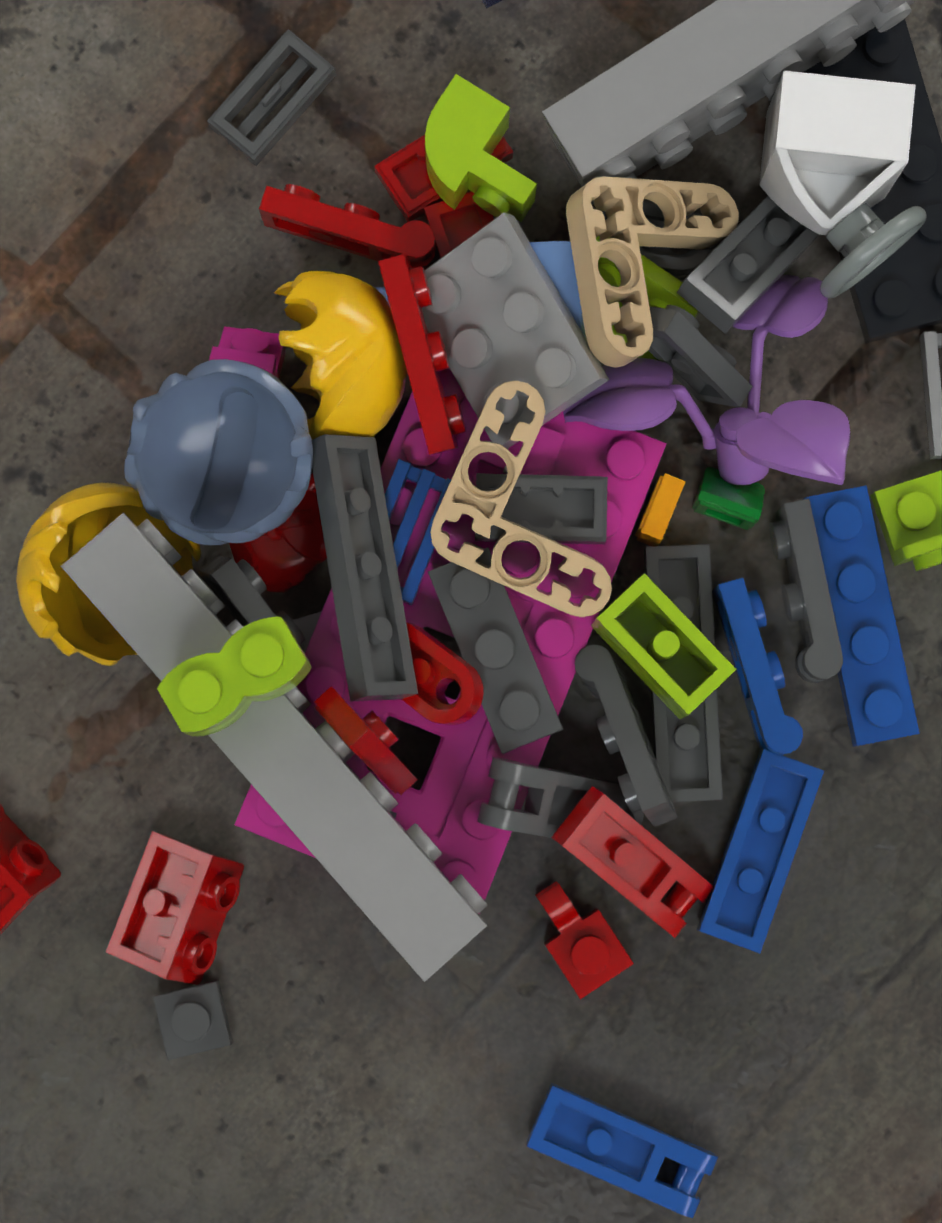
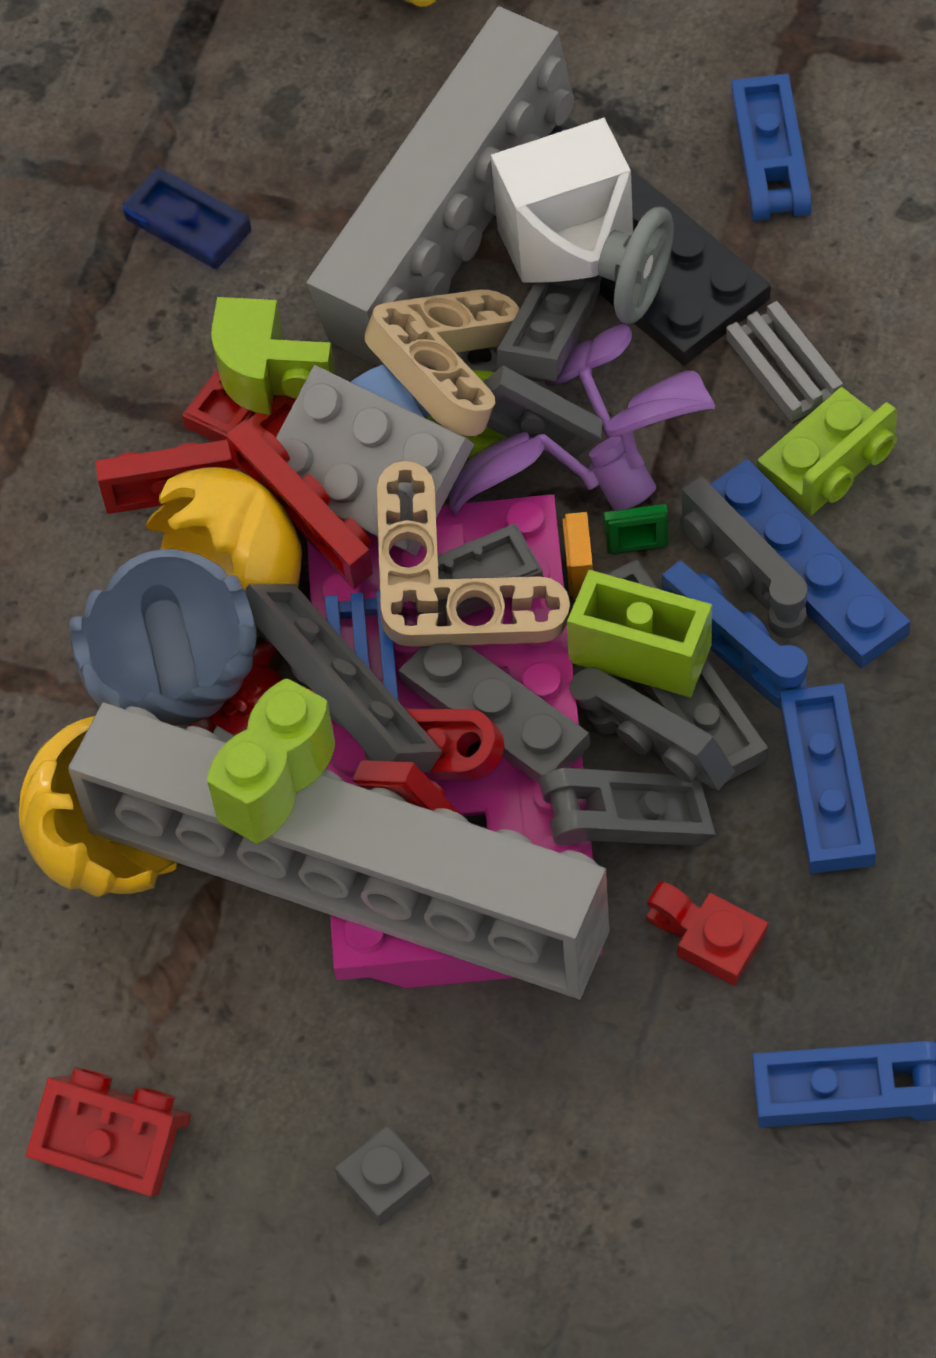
camera: 20 degrees left, 25 degrees down
(175, 909) = (315, 1079): red bracket -> none
(288, 115) = (52, 453): dark grey tile -> none
(631, 860) = (717, 825): red plate -> none

